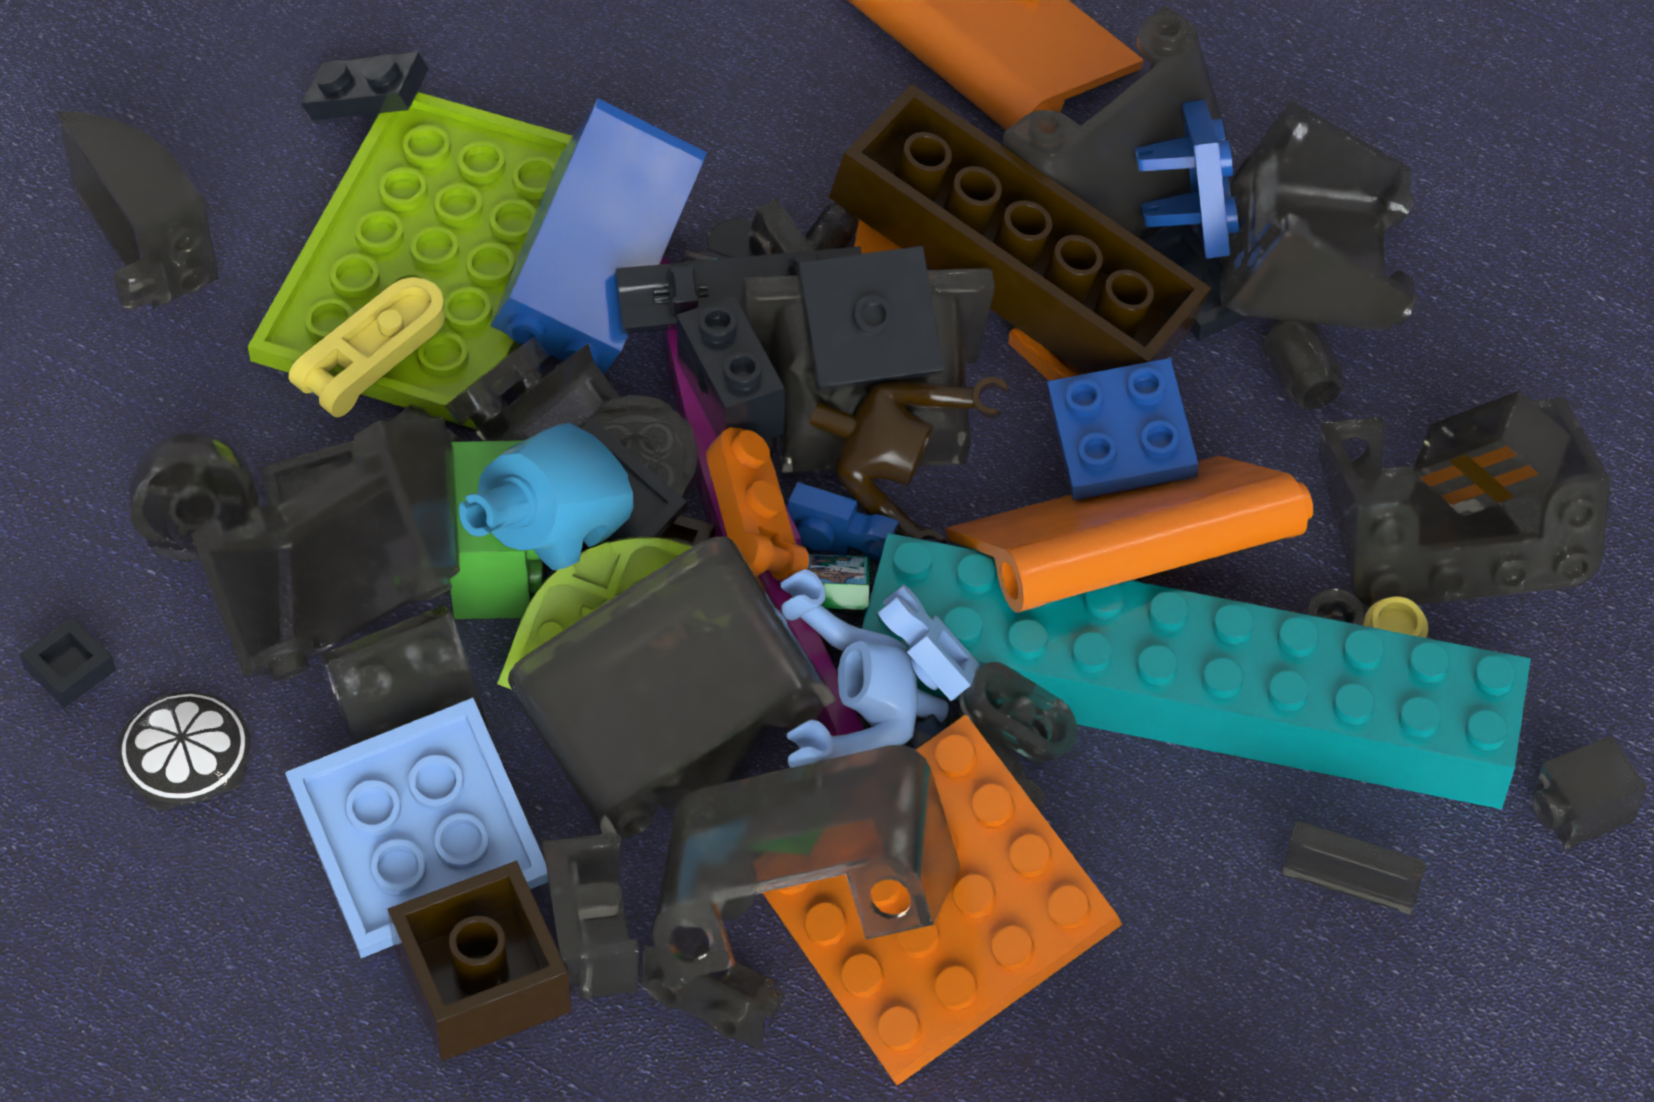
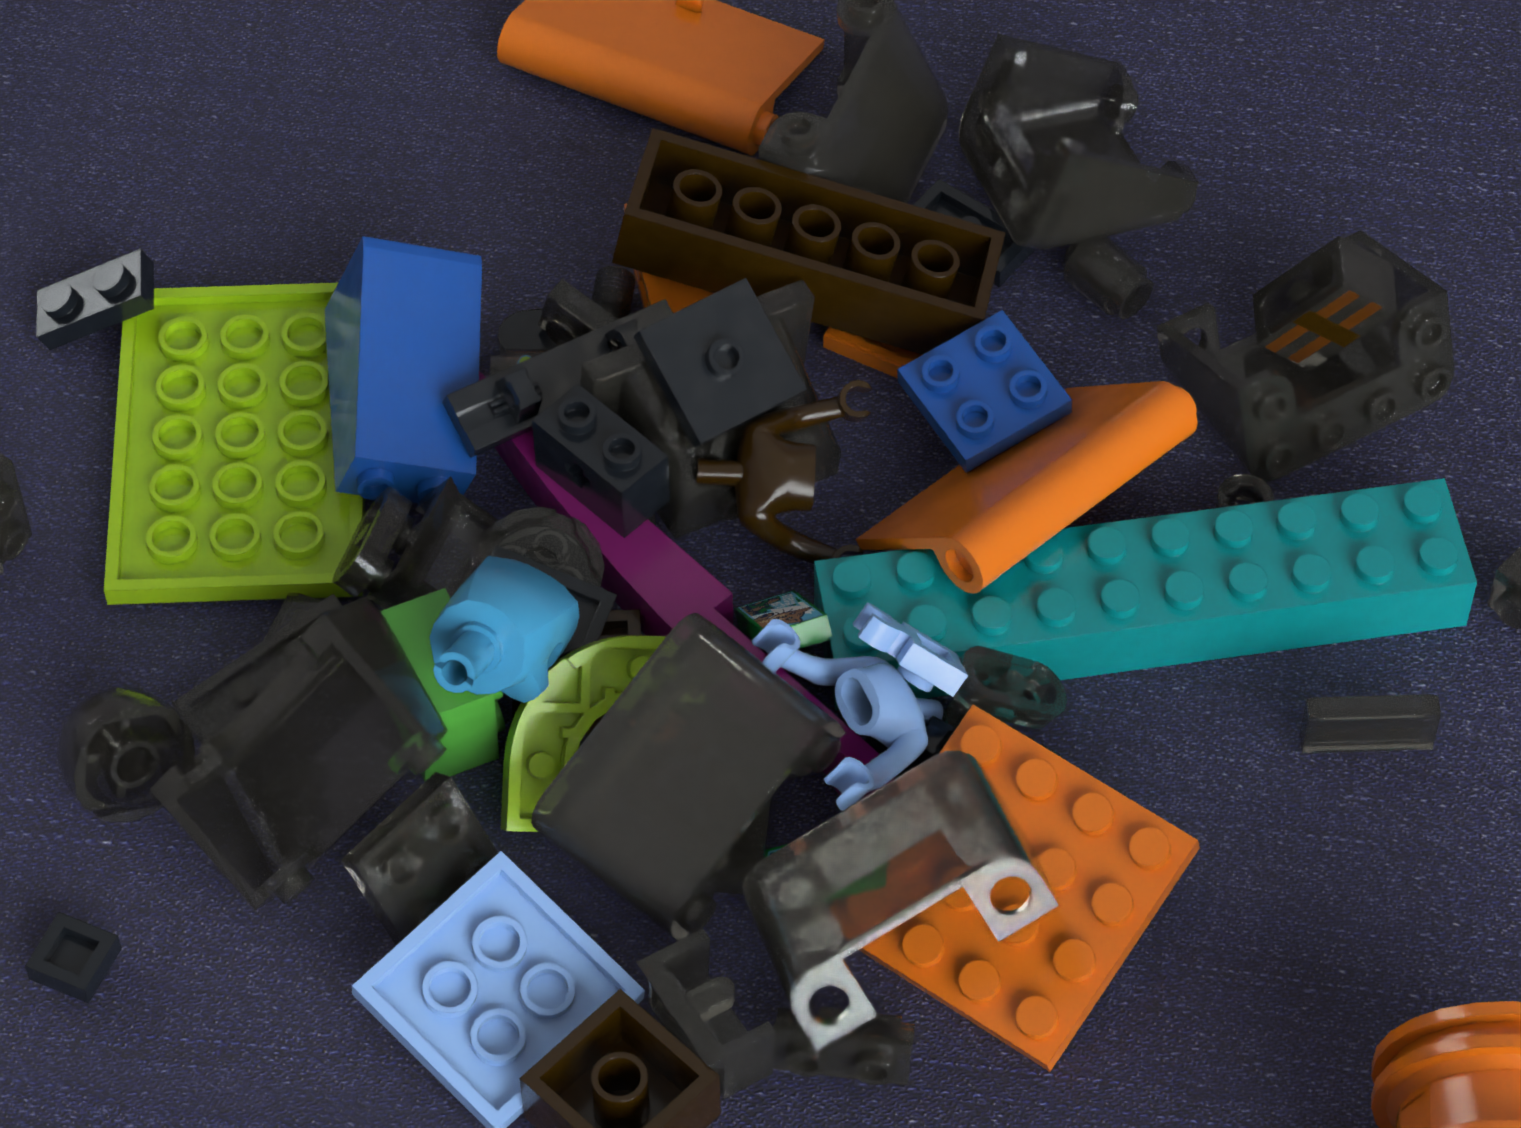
camera: 20 degrees left, 0 degrees up
(184, 749) = (228, 1001): dish -> none
(370, 343) = (230, 547): light yellow plate -> none
(754, 503) = (680, 574): orange plate -> none
(834, 525) = (751, 569): blue plate -> none
(1209, 167) = (951, 132): blue plate -> none
(1397, 615) = (1300, 480): light yellow plate -> none

